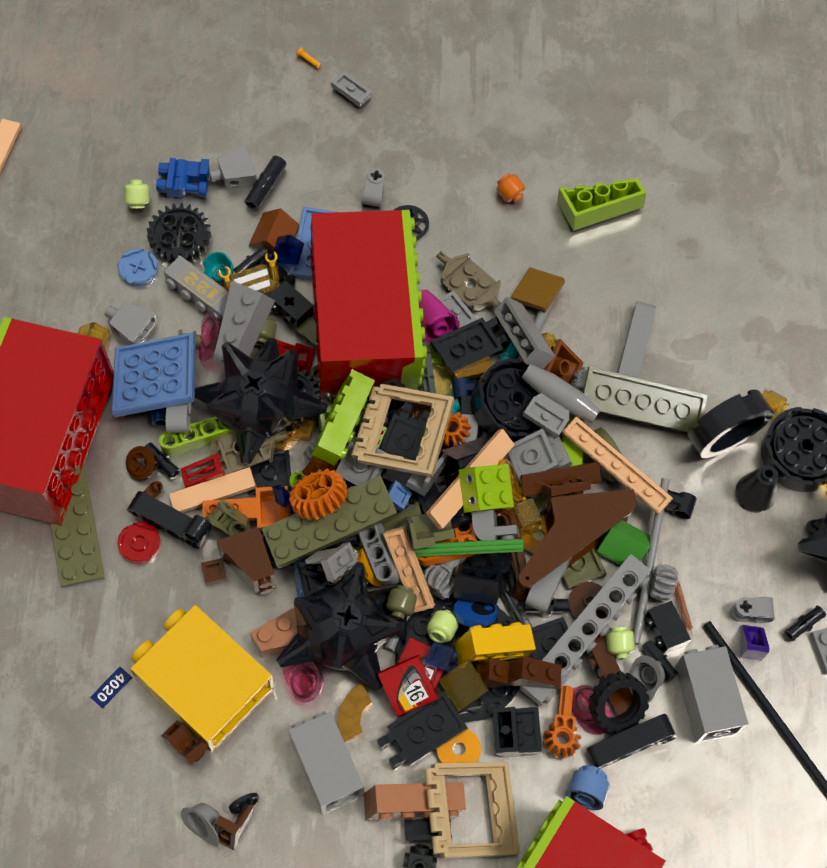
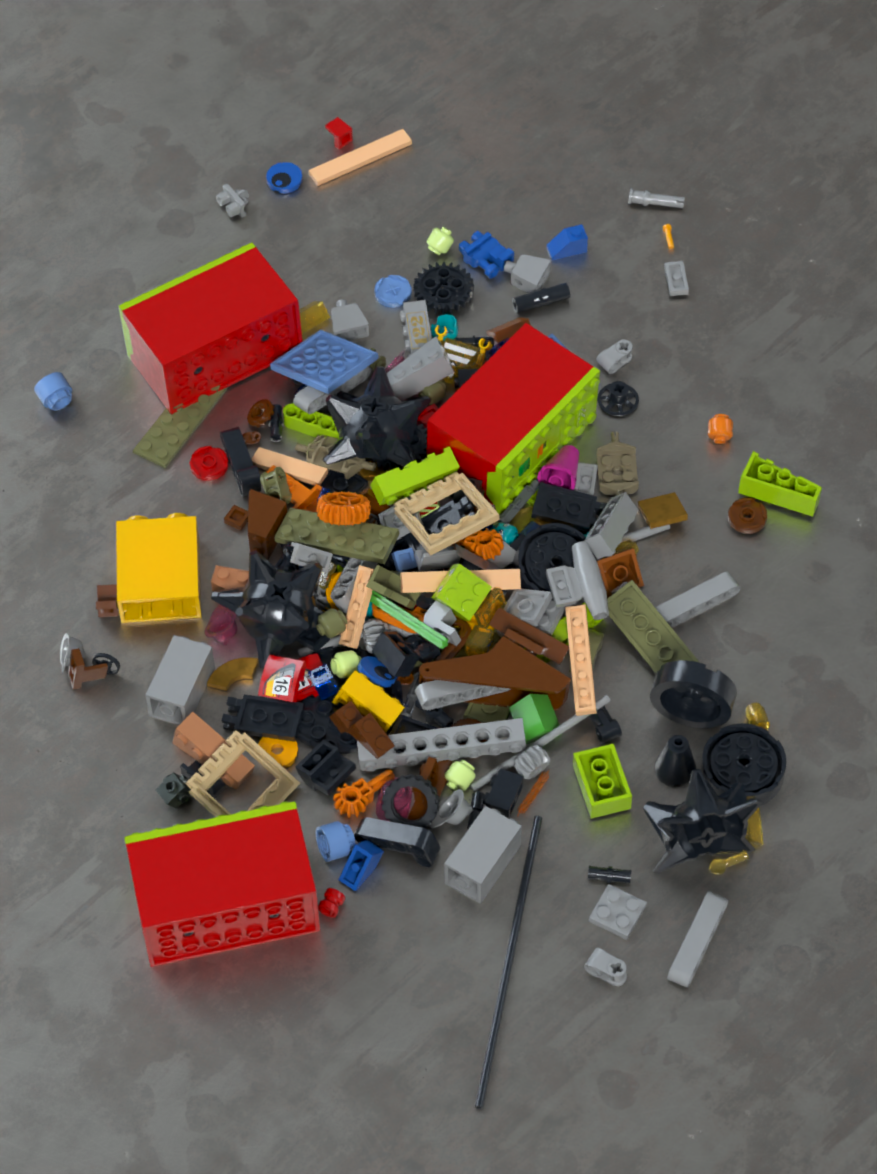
camera: 50 degrees right, 10 degrees down
(111, 687) = (98, 535): clear blue sticker -> none
(219, 472) = (292, 450): red tile -> none
(240, 120) = (568, 243): none -> blue slope
(261, 37) = (646, 198): none -> light grey pin
(463, 685) = (319, 709): clear yellow piece -> none
(599, 235) = (747, 508): none -> reddish brown plate
(626, 788) = (360, 864): none -> blue slope
(727, 551) = (602, 781): none -> lime brick
(753, 643) = (555, 855): dark purple slope -> none
(757, 610) = (581, 834): light grey piece -> none

